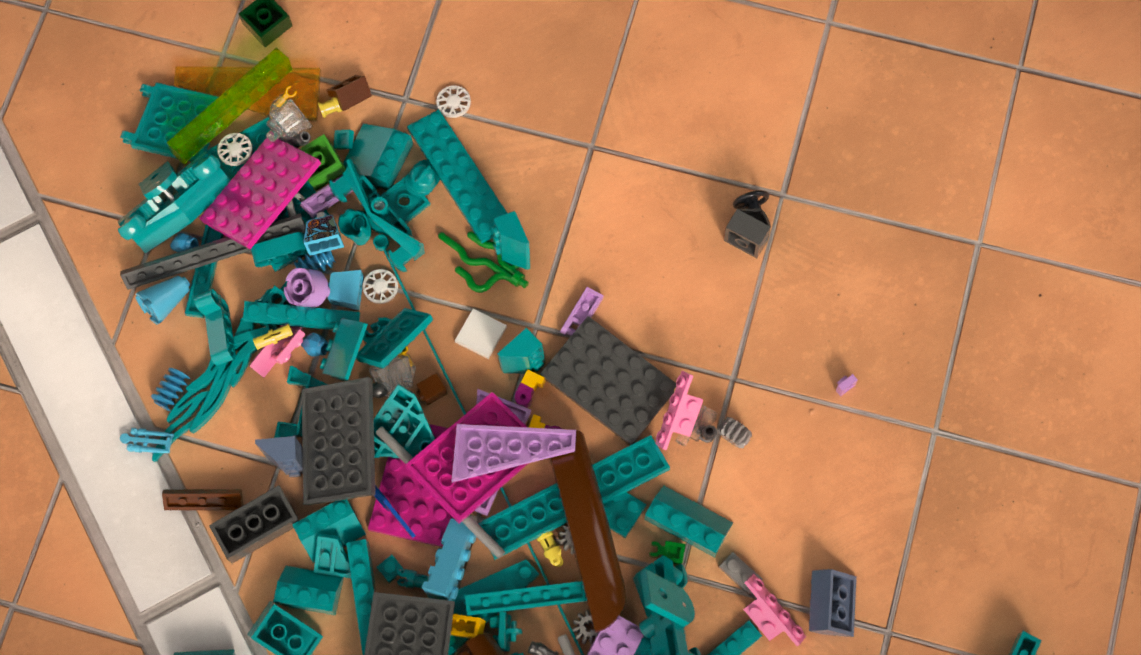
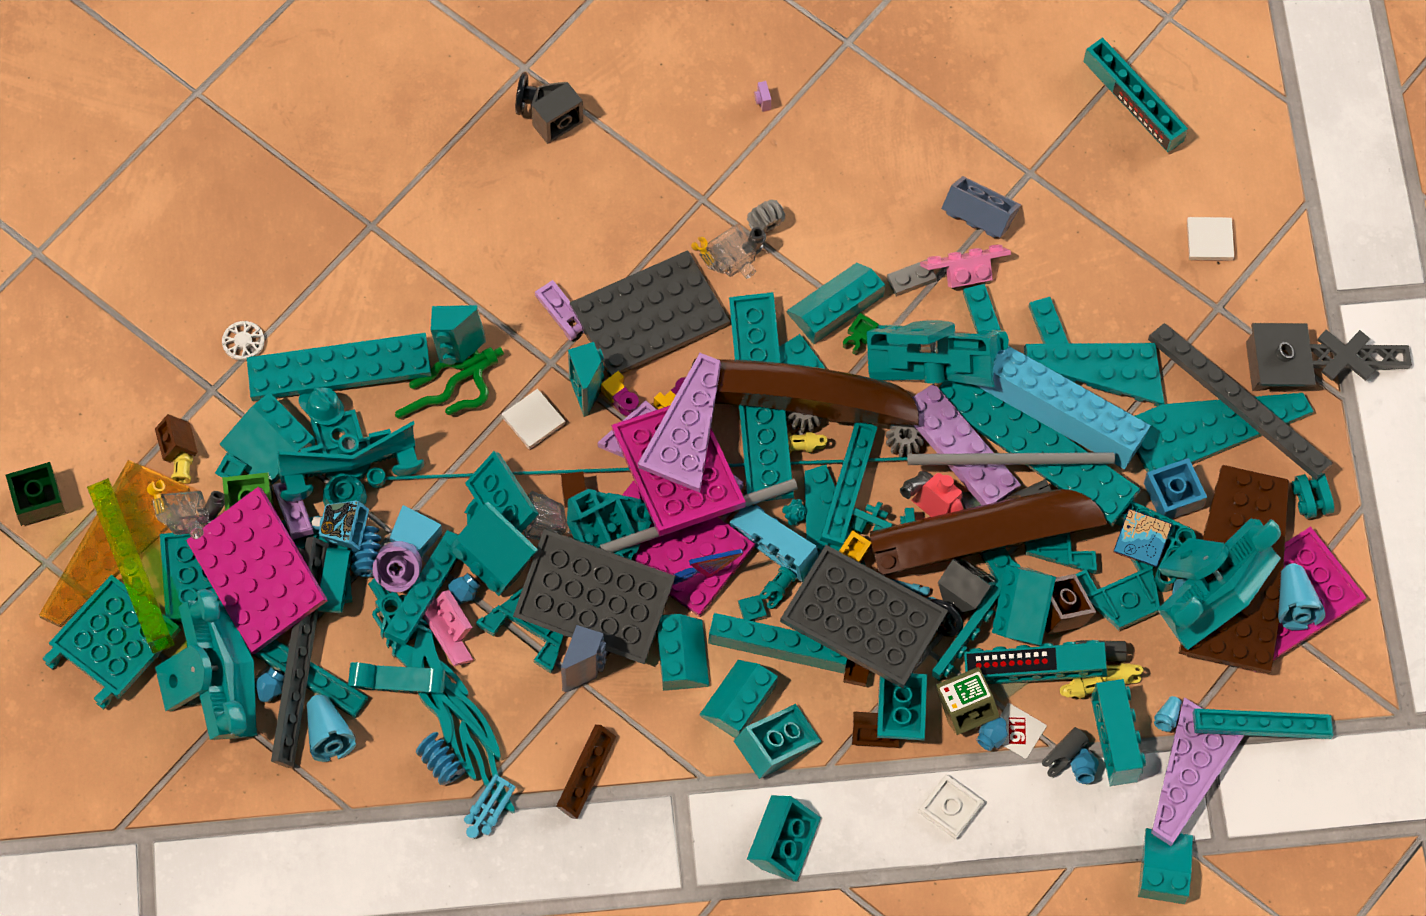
camera: 75 degrees left, 5 degrees down
(234, 149) = (182, 585): white wheel -> none
(254, 524) = (642, 723): dark grey brick -> none
(273, 336) = (436, 638): light yellow pin -> none
(331, 557) = (715, 659): teal wing -> none
(380, 286) = (426, 498): white wheel -> none
(486, 566) = (794, 512): none -> teal plant
(681, 412) = (724, 252): bright pink bracket -> none

